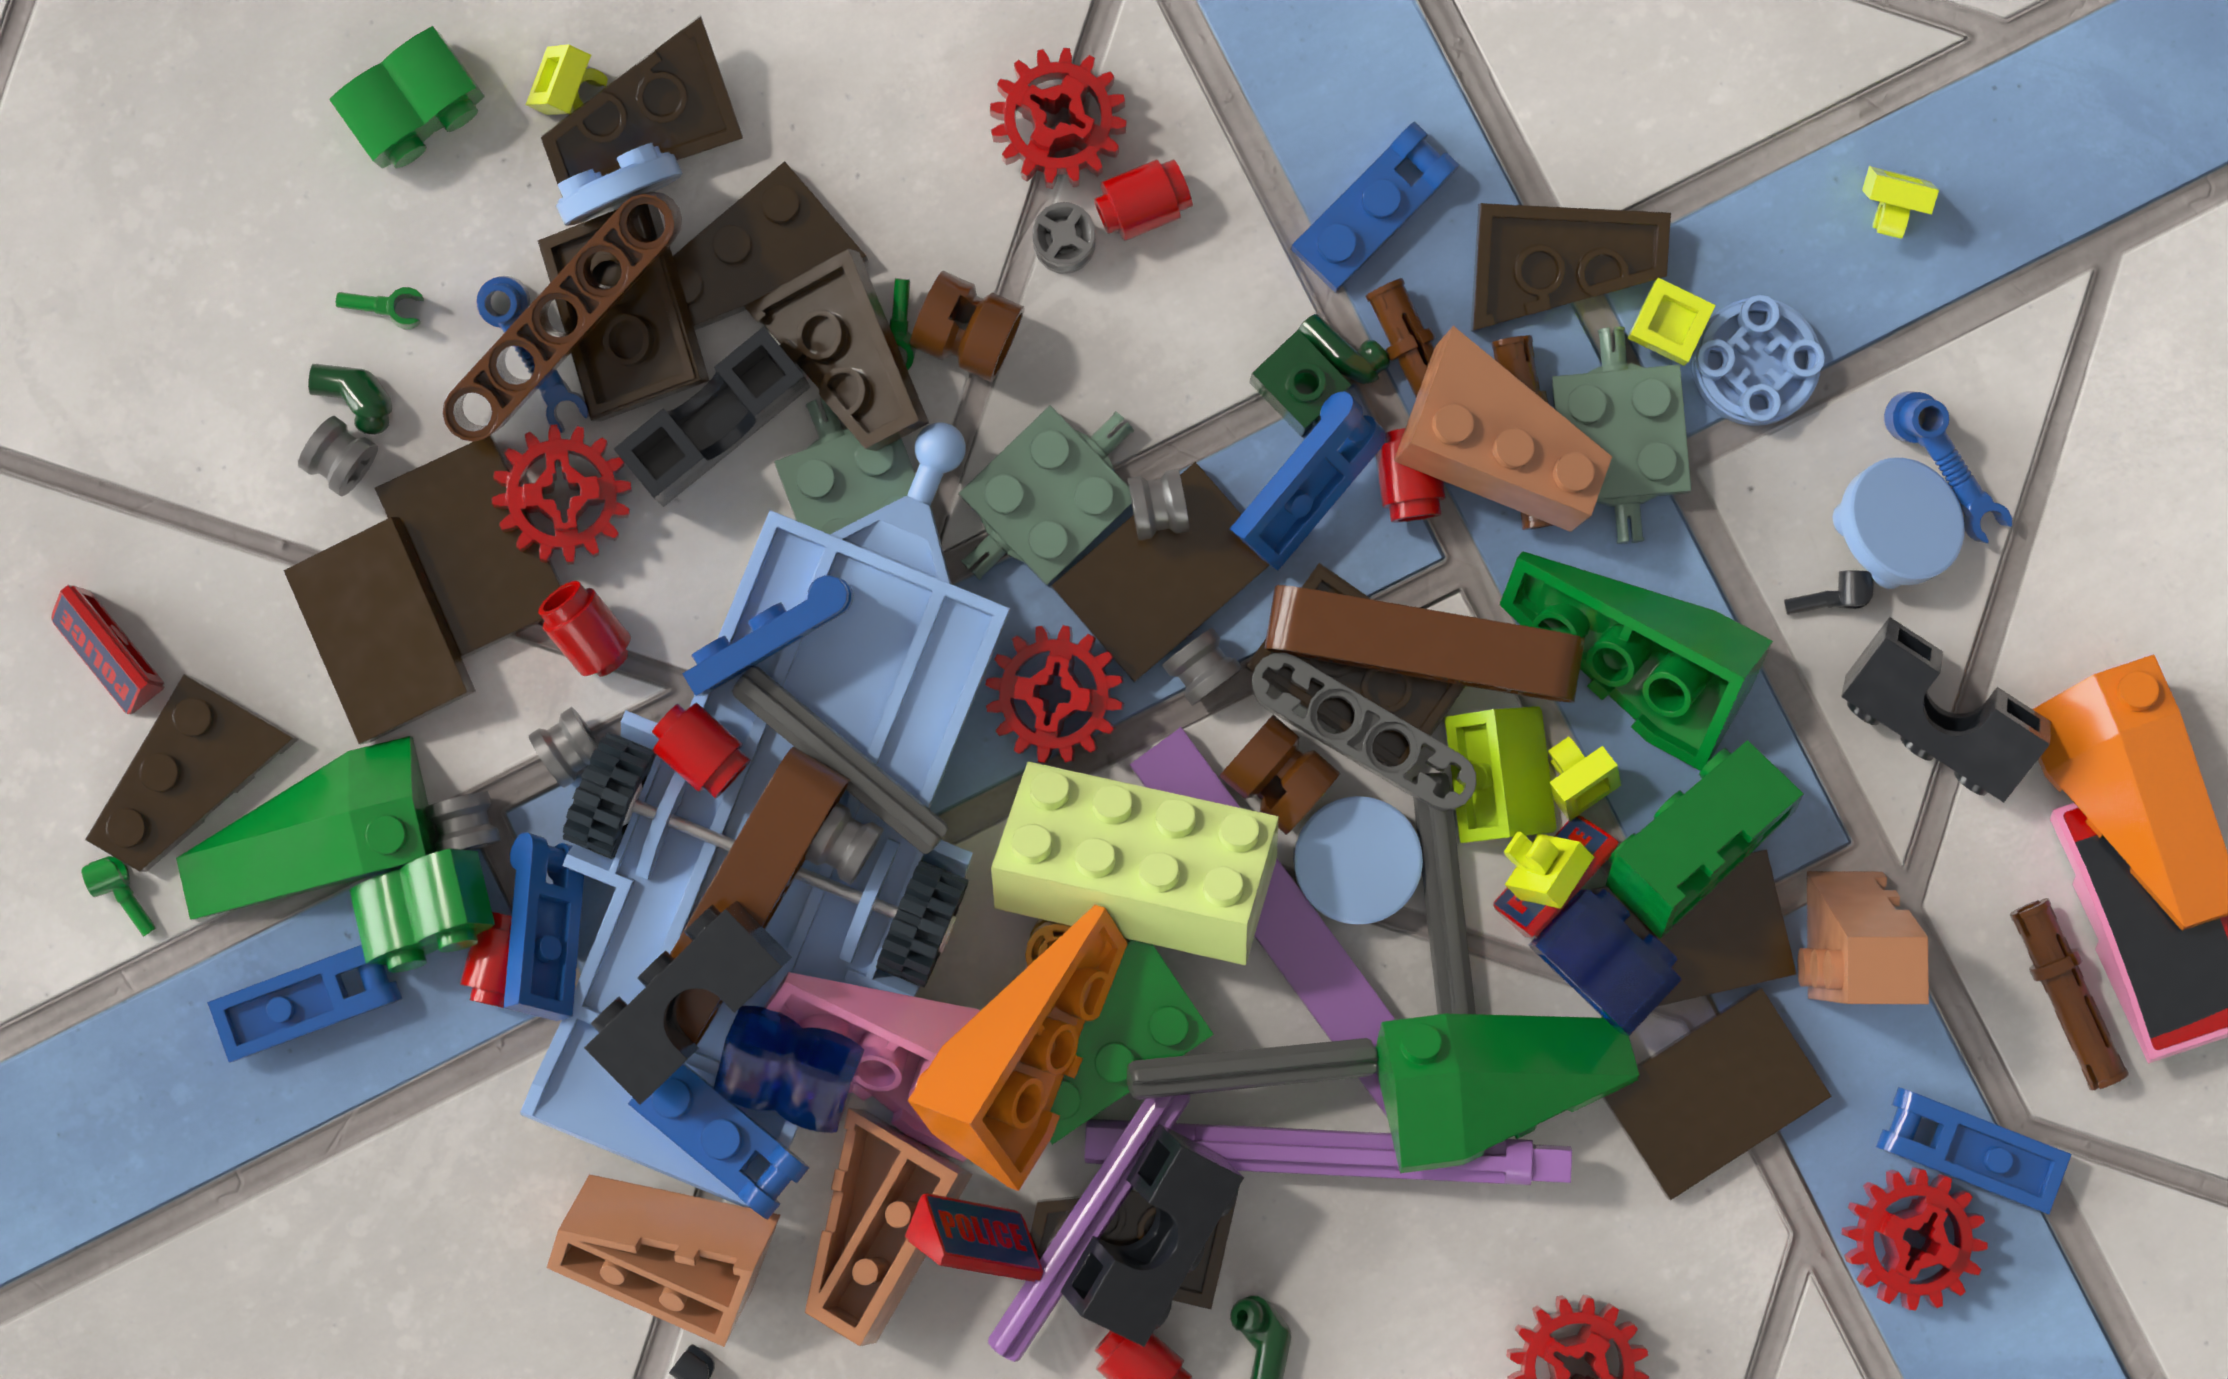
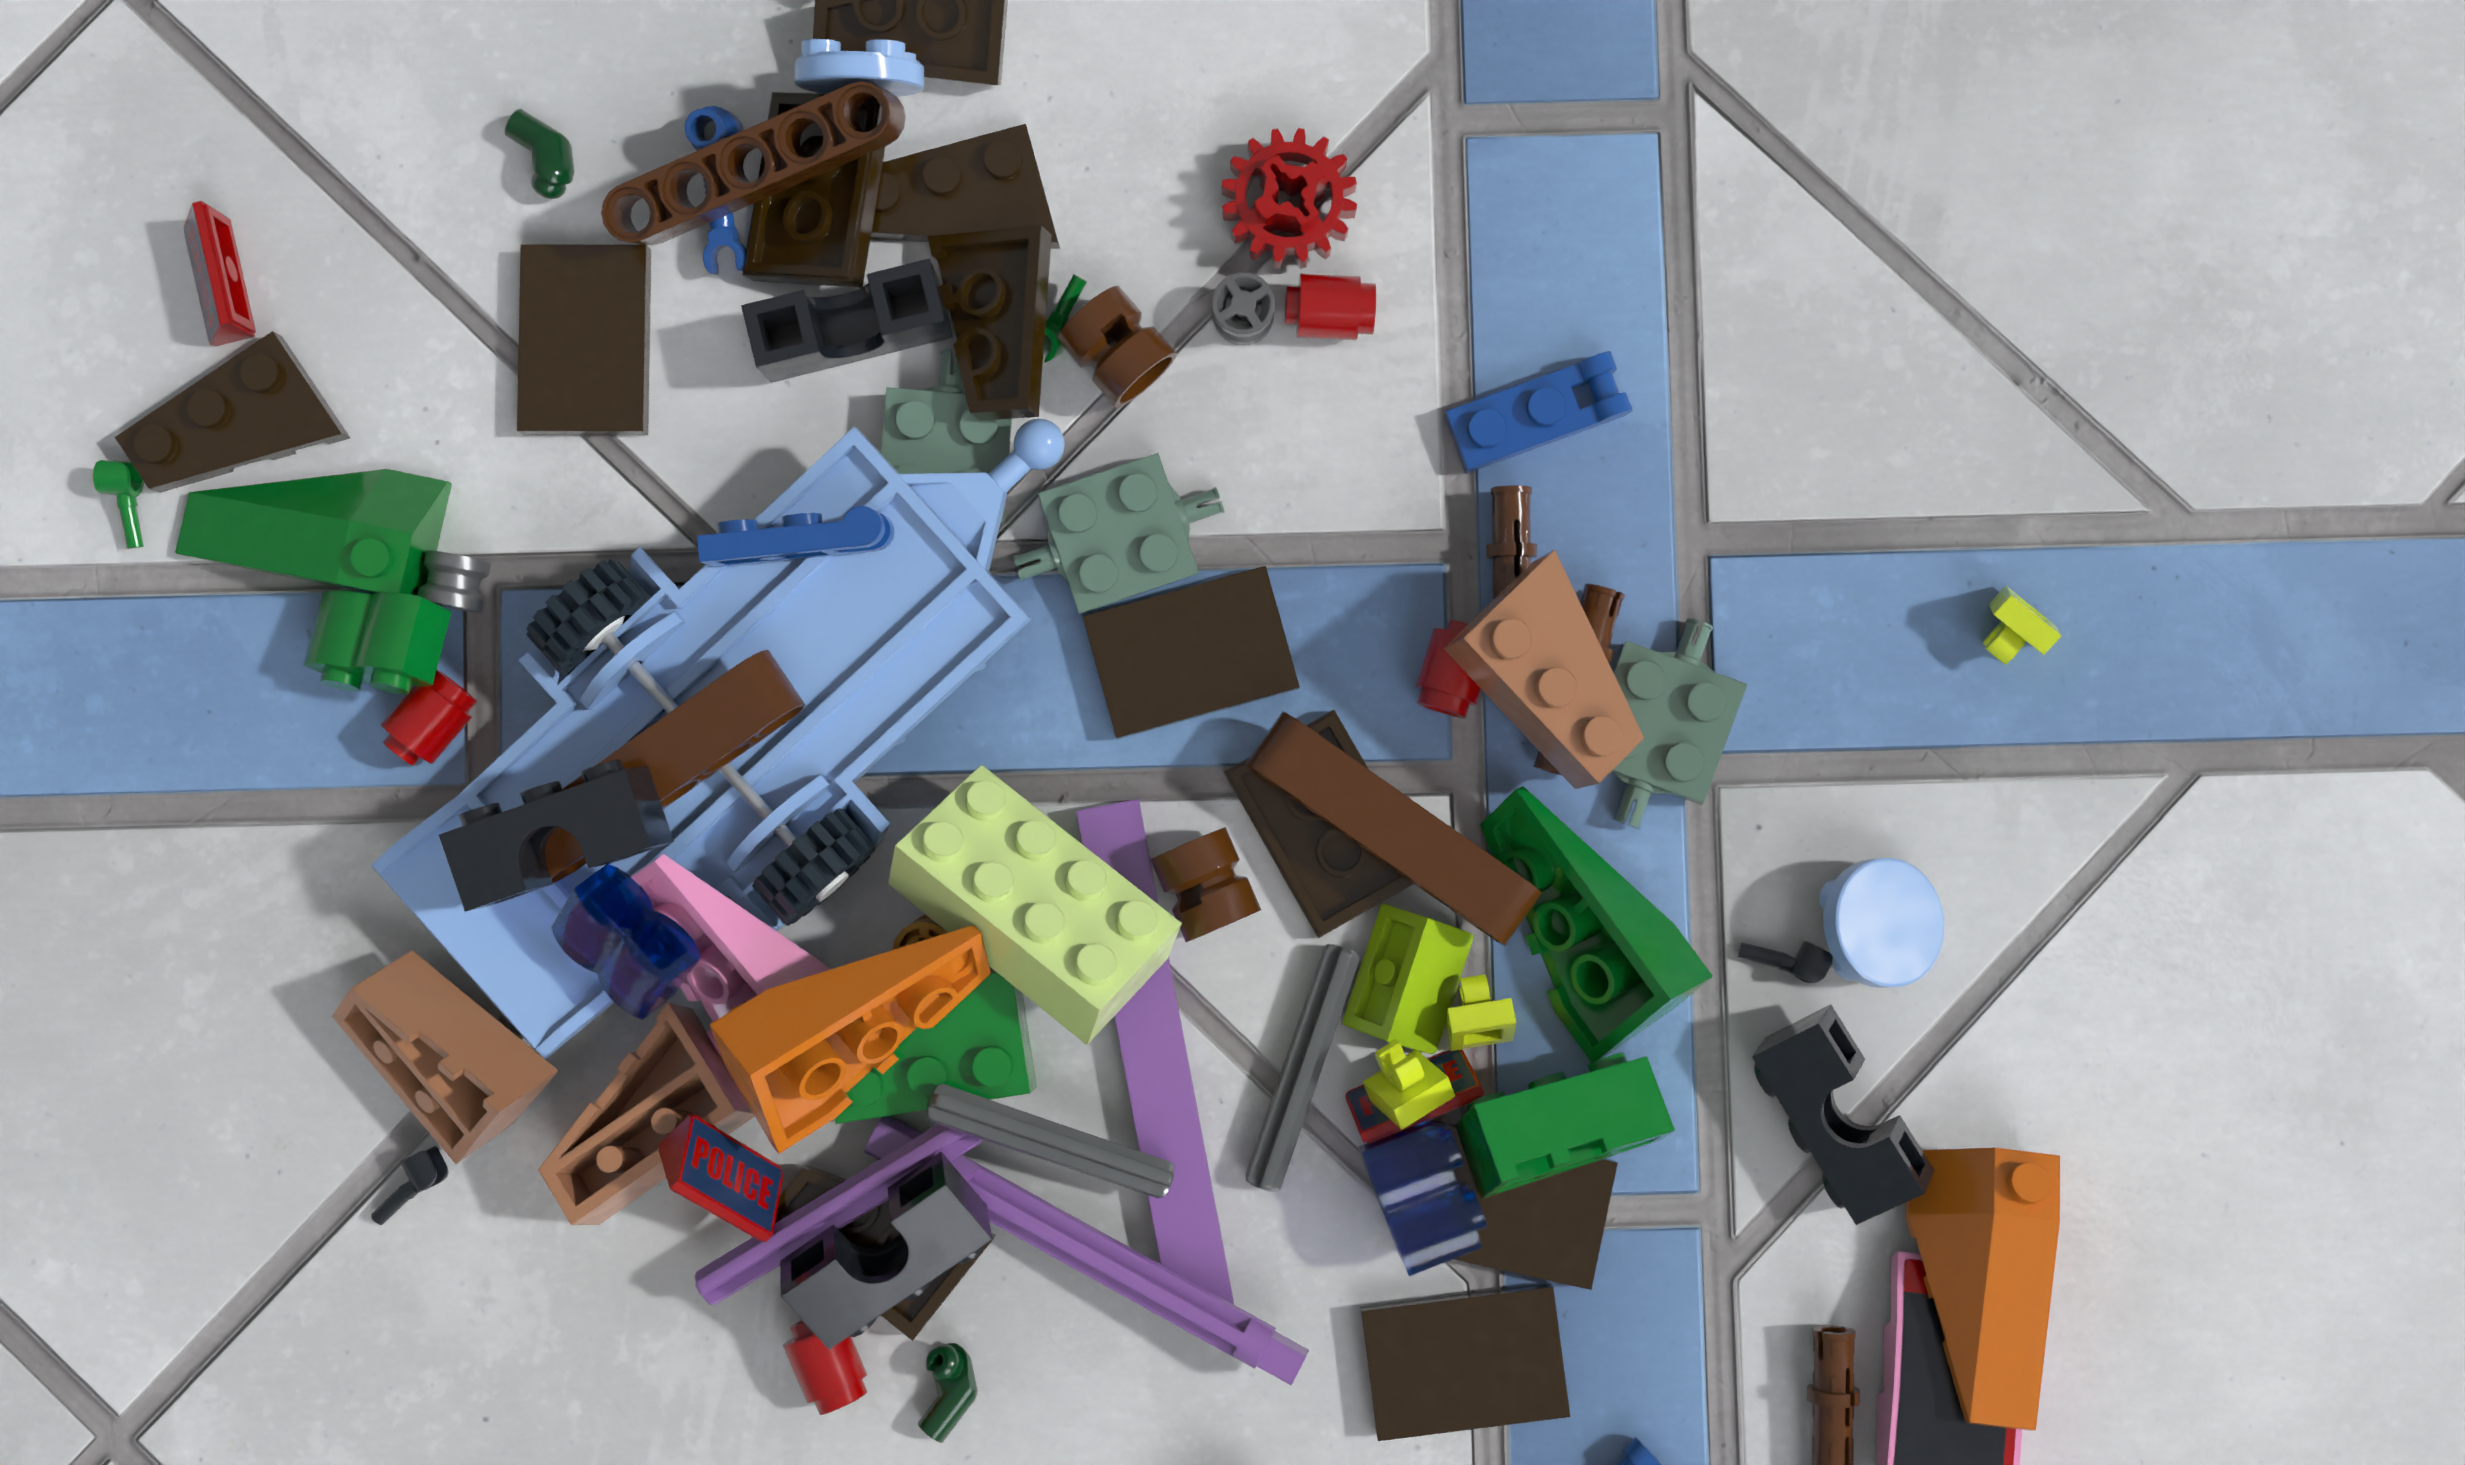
camera: 30 degrees right, 0 degrees up
(298, 1003) = (230, 673): blue plate -> none
(337, 456) = (500, 200): flat silver wheel -> none
(379, 630) = (463, 373): dark brown tile -> none
(381, 304) = (608, 86): green hand -> none
(531, 496) = (655, 318): red gear -> none
(543, 930) = (472, 712): blue plate -> none
(565, 746) = (574, 552): flat silver wheel -> none
(585, 629) = (644, 458): red brick -> none
(699, 749) = (684, 612): red brick -> none
(721, 1138) = (538, 977): blue plate -> none
(823, 743) = (805, 672): dark grey axle -> none
(844, 843) = (774, 760): flat silver wheel -> none
(1017, 687) = (1020, 739): red gear -> none
(1158, 504) = (1211, 588): flat silver wheel -> none
(1202, 666) = (1183, 753): flat silver wheel -> none
(1298, 382) = (1394, 541): dark green brick -> none
(1310, 480) = (1360, 630): blue plate -> none
(1357, 365) = (1441, 531): dark green arm -> none
(1357, 860) = (1240, 996): light blue tile -> none
(1367, 725) = (1306, 877): dark grey beam -> none
(1482, 1078) = (1259, 1253): green wedge -> none
(1560, 255) = (1685, 535): dark brown wing -> none
(1671, 321) = (1758, 641): neon yellow tile -> none
(1757, 361) = (1819, 714): light blue tile -> none
(1860, 943) = (1661, 1297): nougat wedge -> none
(1903, 424) = (1926, 834): blue brick -> none

